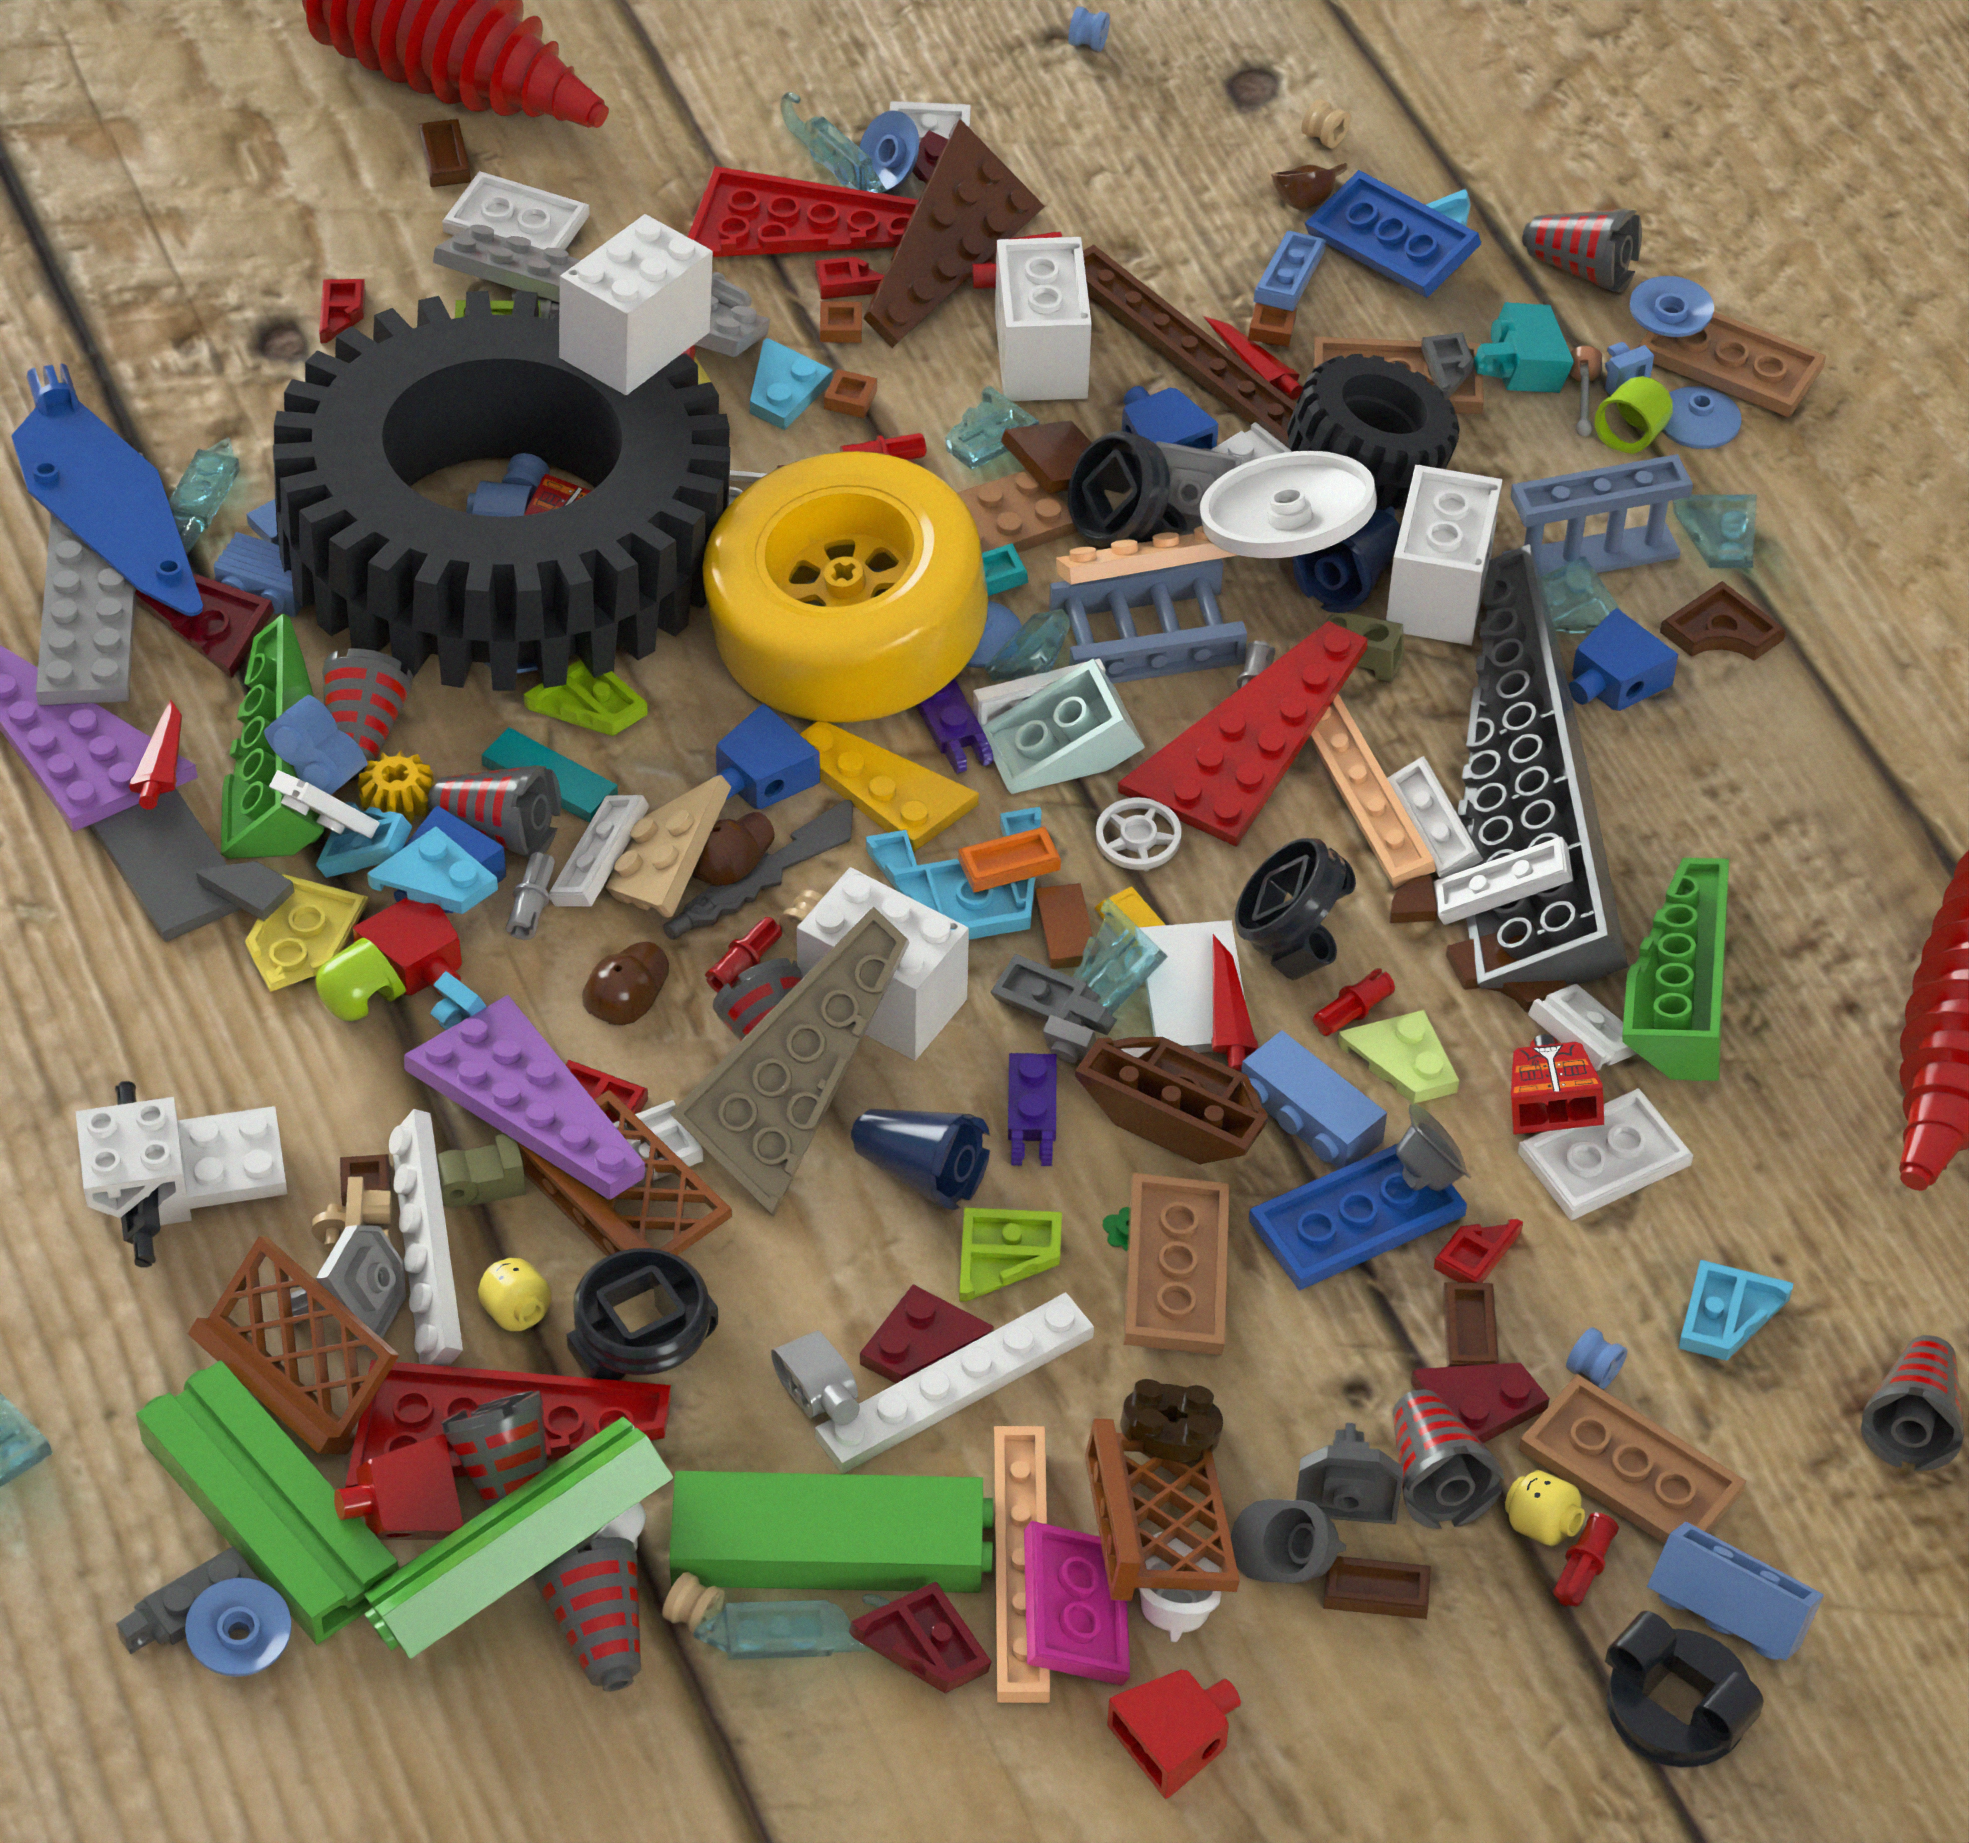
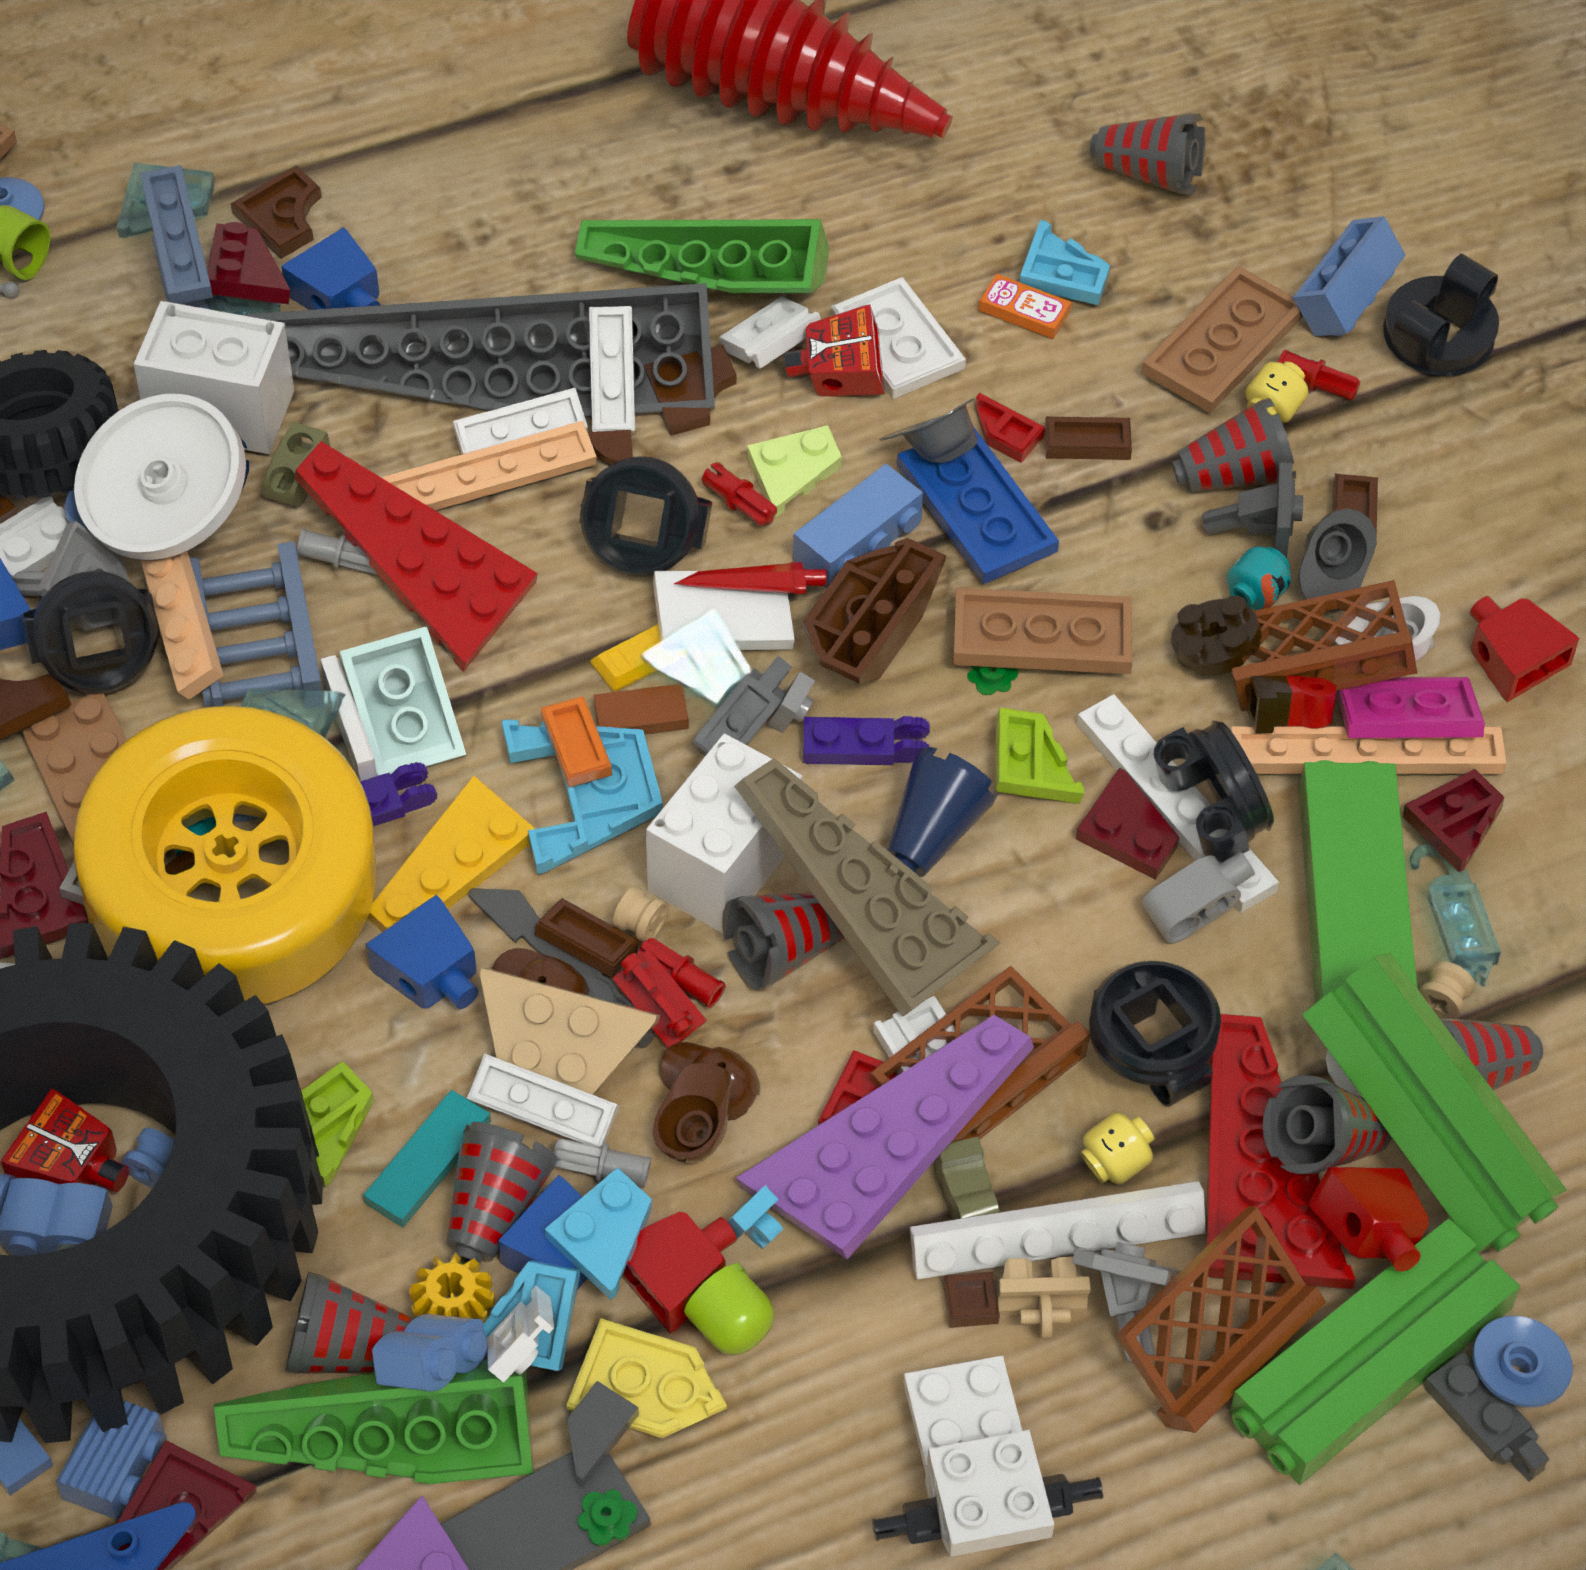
camera: 90 degrees left, 5 degrees up
(159, 764) = (429, 1528): red bar -> none
(166, 899) = (604, 1528): none -> green plant
(566, 952) = (693, 1107): none -> reddish brown cap
(695, 941) = (655, 991): none -> red hinge
(794, 871) = (586, 937): none -> reddish brown tile
(893, 1387) = (1221, 761): none -> black piece
(1070, 1471) = (1290, 702): none -> leg
(1138, 834) = (524, 652): white wheel -> none
(1261, 1470) = (1259, 577): none -> teal head
(1485, 1396) = (1158, 432): dark red wing -> none
(1596, 1358) = (1123, 351): medium blue wheel -> none
(1610, 578) = (244, 266): none -> dark red wing
(1666, 1274) = (1024, 306): none -> tile

